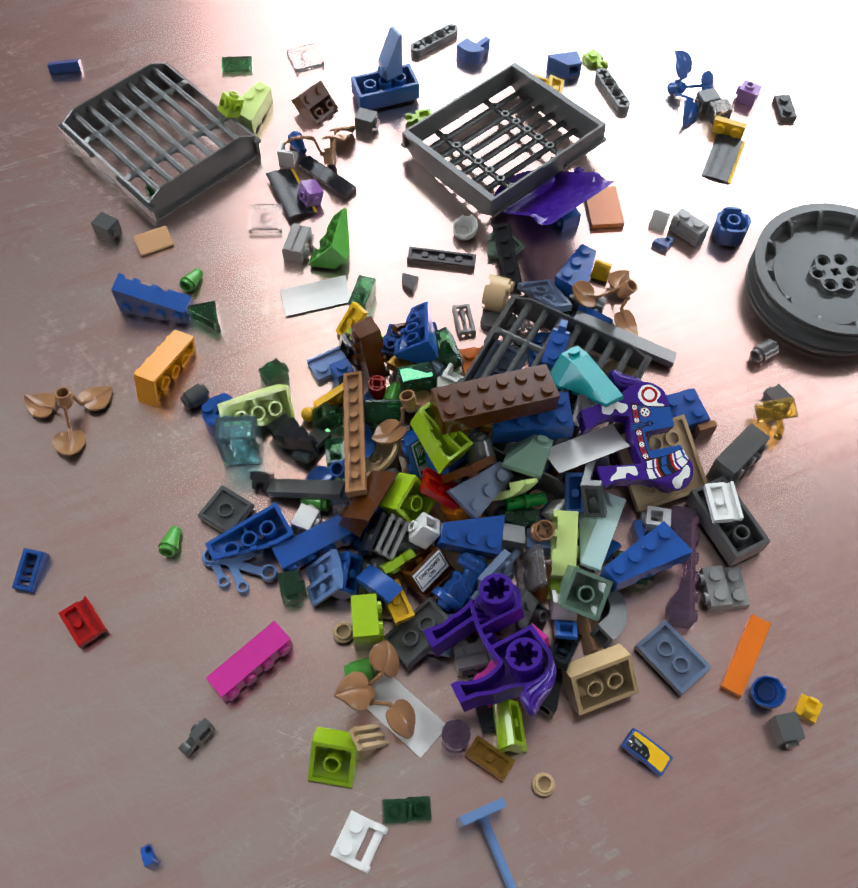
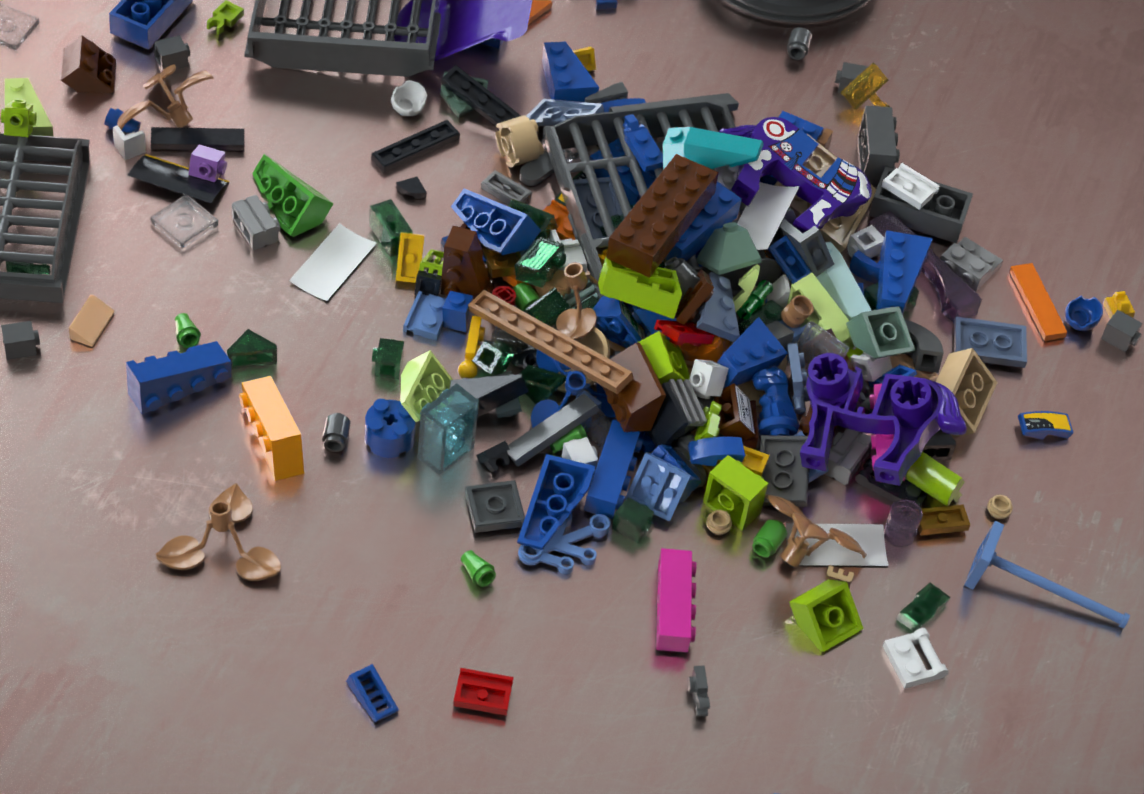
camera: 50 degrees left, 10 degrees down
(622, 285) = (636, 61): medium nougat plant -> none

